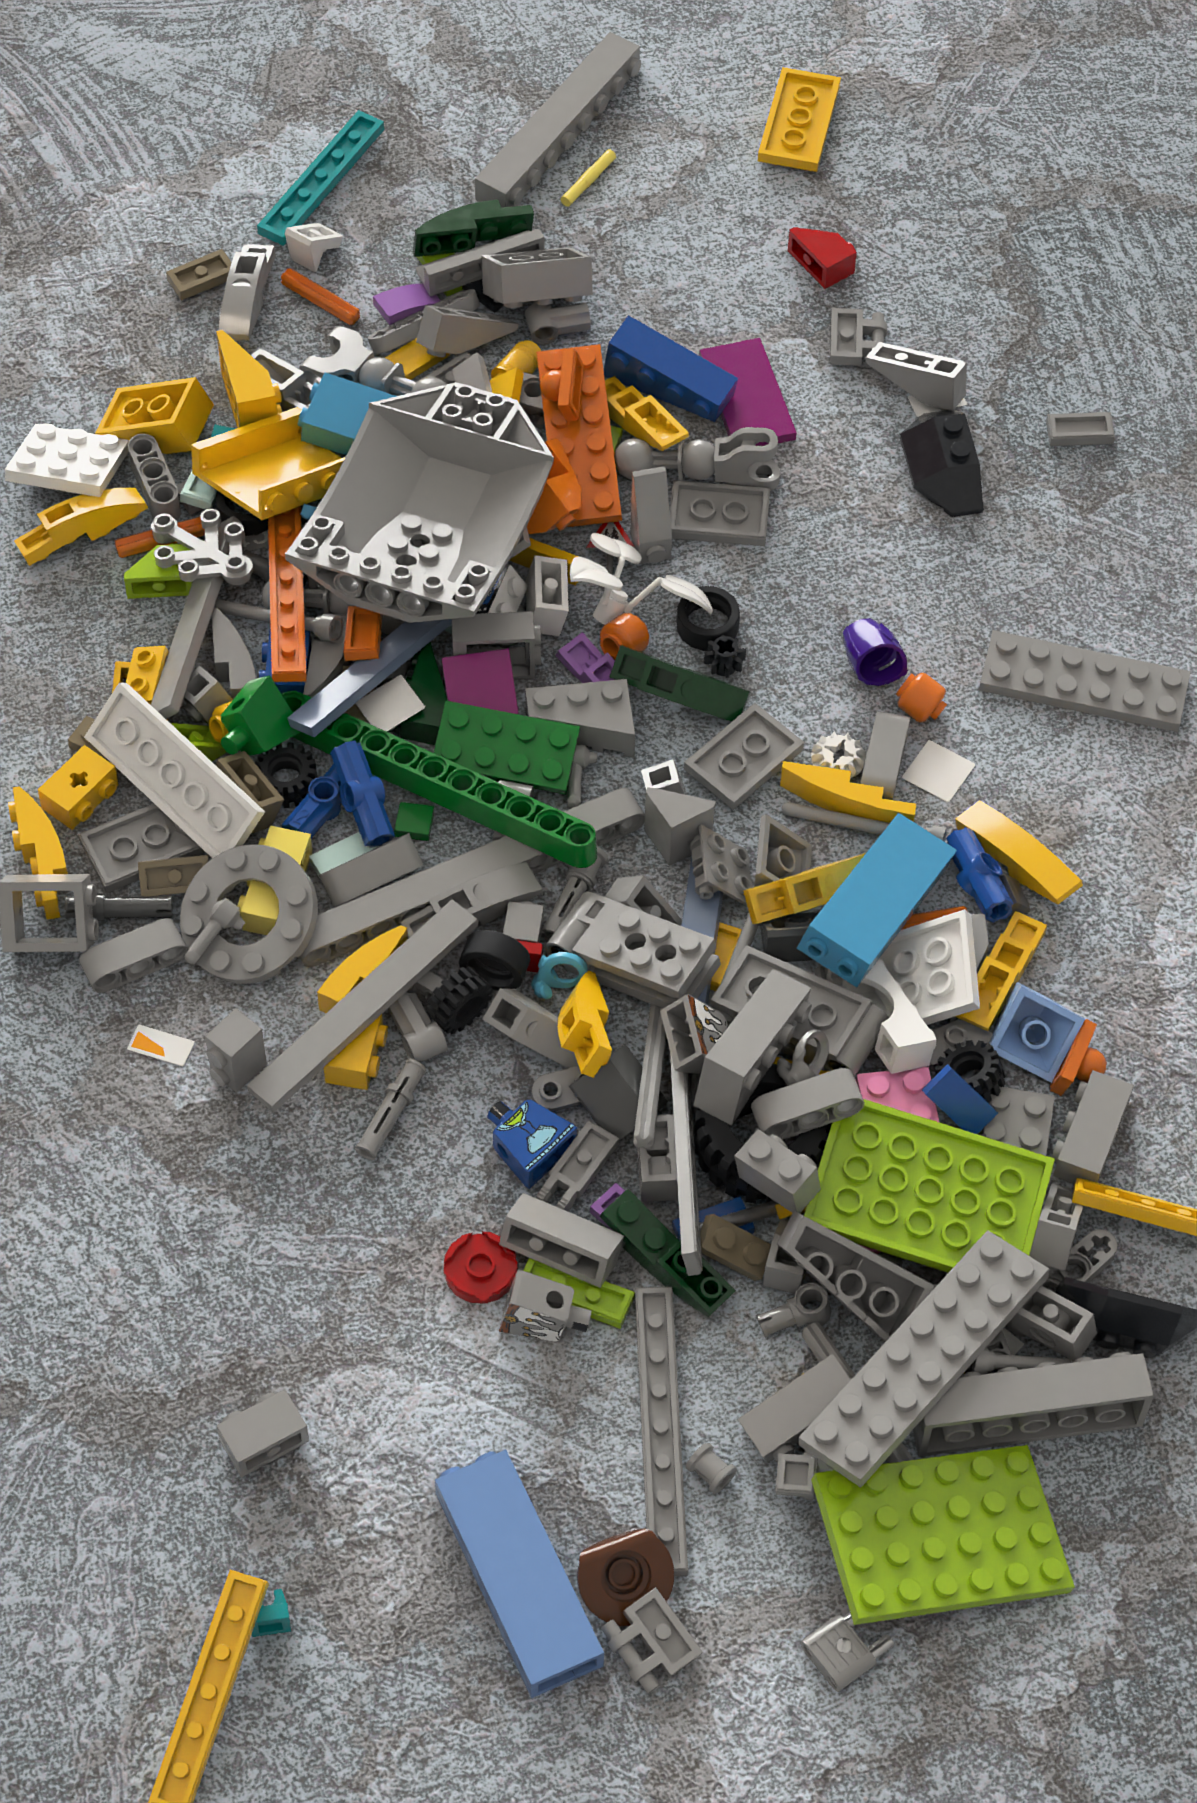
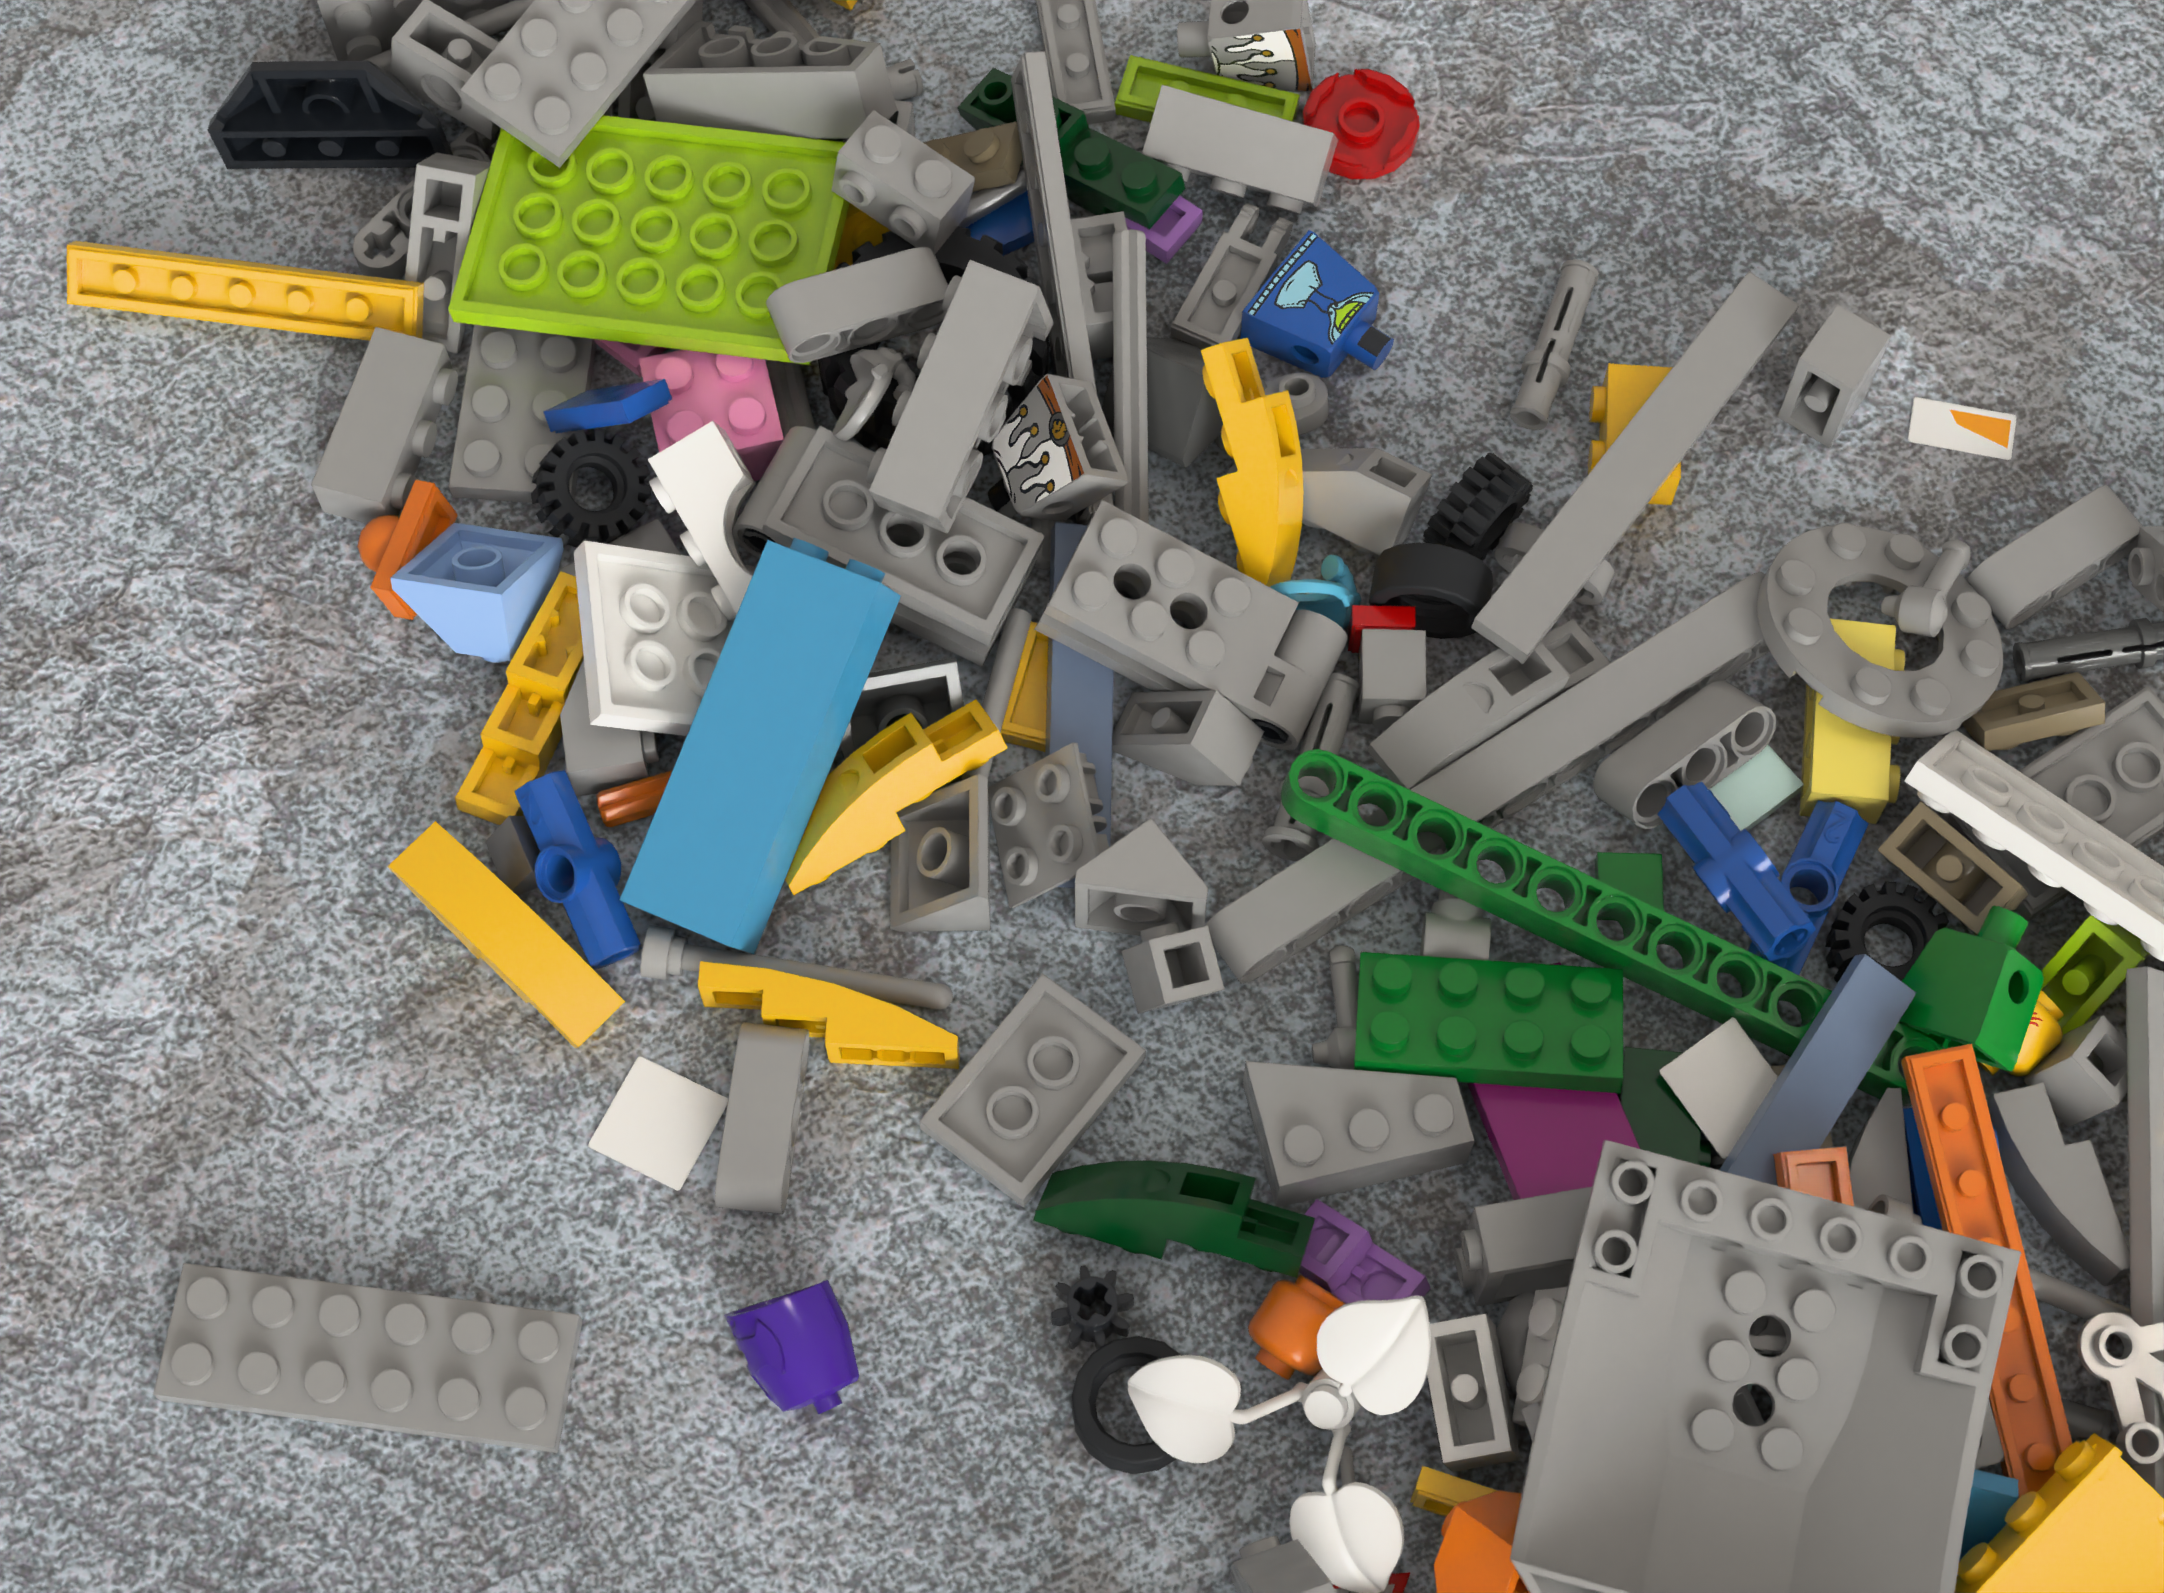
camera: 175 degrees right, 10 degrees up
(359, 966) = (1656, 563): yellow slope -> none
(419, 1035) = (1540, 459): light grey piece -> none
(853, 757) = (868, 1144): white gear -> none
(921, 697) = (695, 1256): orange head -> none

